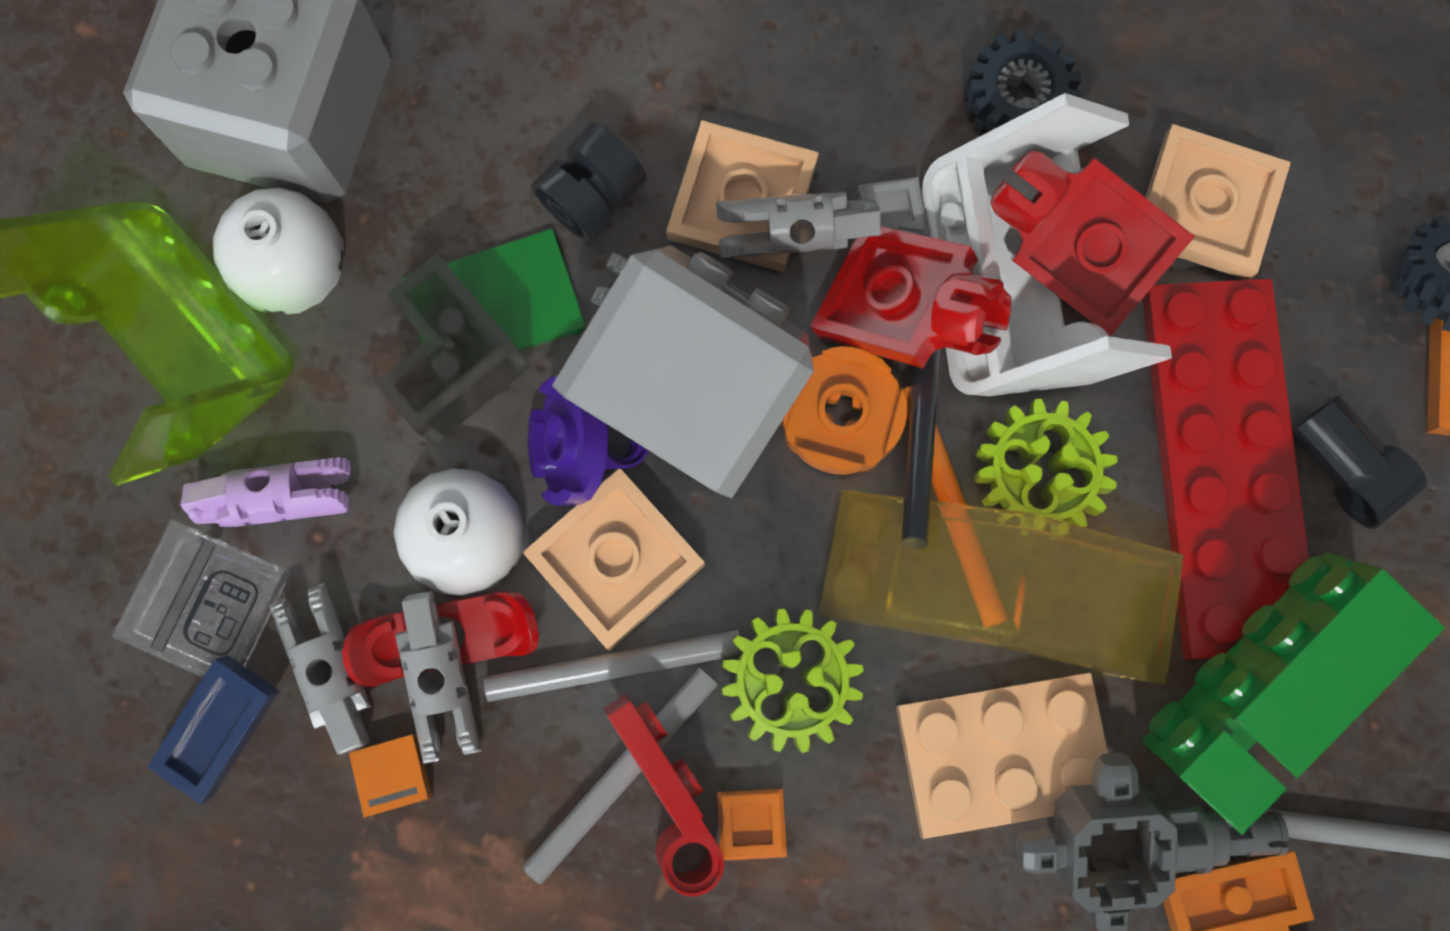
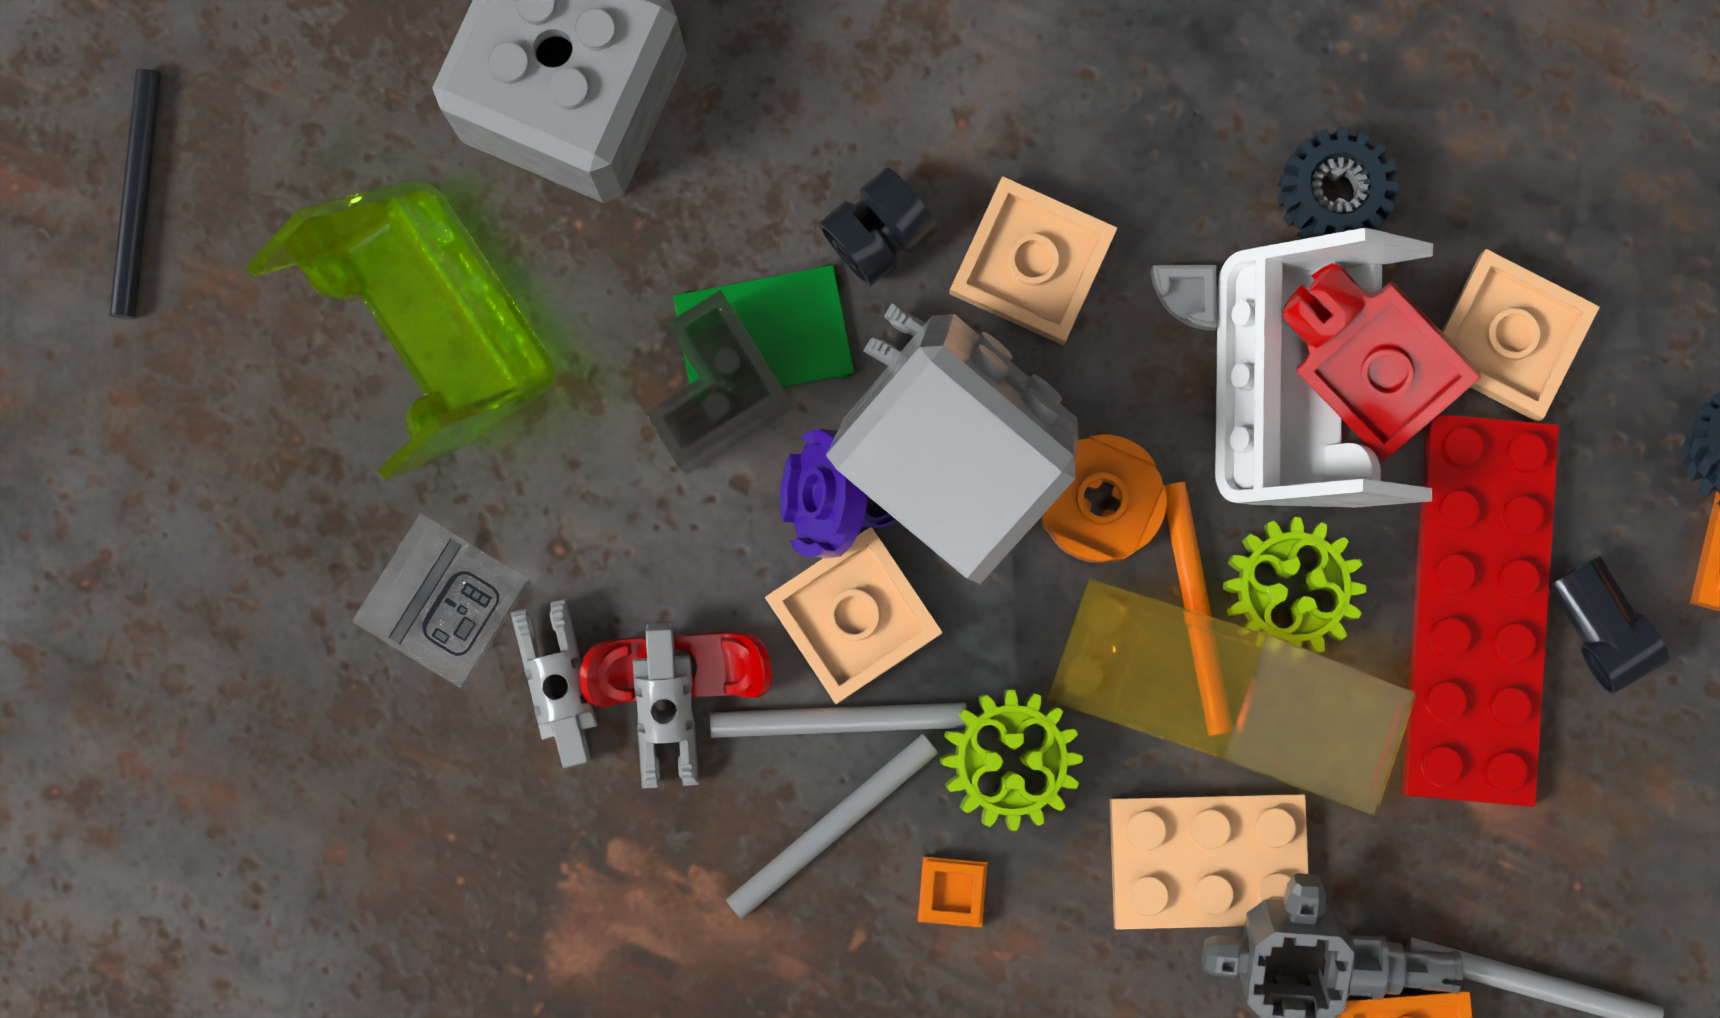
camera: 10 degrees right, 5 degrees up
(213, 729) = (444, 725): dark blue tile -> none
(269, 493) = (520, 501): lavender hinge -> none
(278, 250) = (566, 273): white cylinder -> none
(390, 775) = (608, 794): orange tile -> none
(480, 550) = (722, 592): white cylinder -> none
(676, 790) = (885, 849): red plate -> none
(828, 224) = (1083, 305): light grey hinge -> none
(910, 297) = (1185, 397): red plate -> none
(920, 454) = (1177, 531): black bar -> none
(1291, 683) = (1481, 834): green piece -> none

